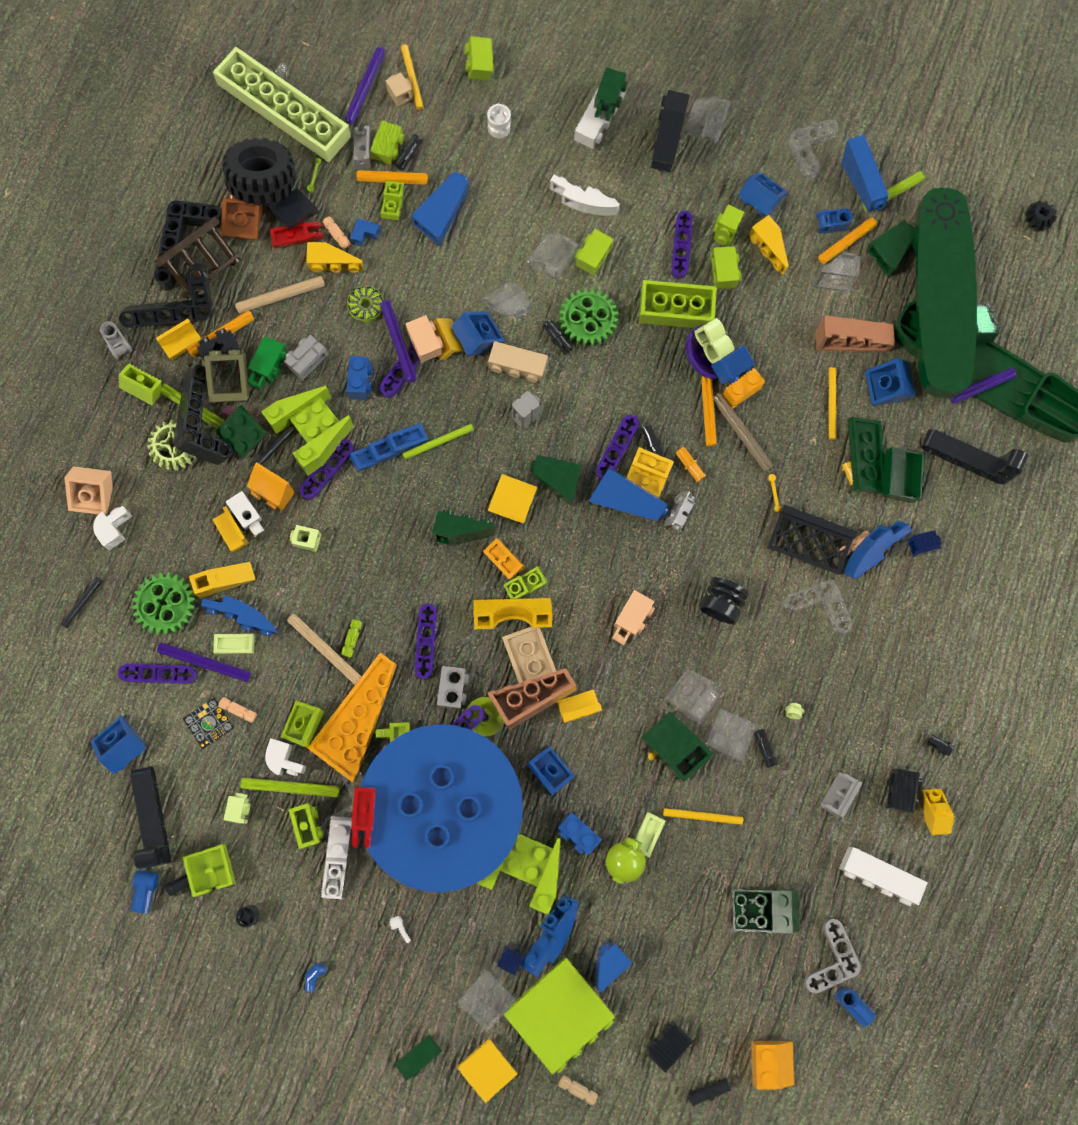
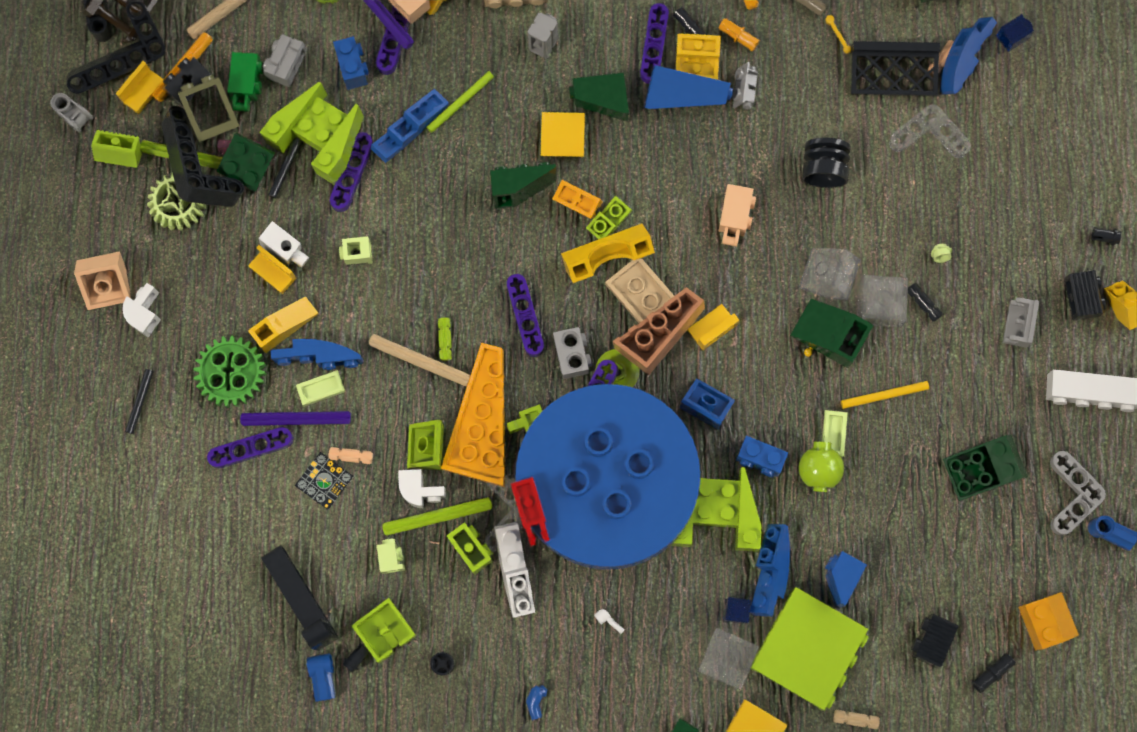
camera: 10 degrees left, 0 degrees up
(117, 745) = (236, 535): blue slope -> none
(269, 487) = (298, 209): light orange slope -> none

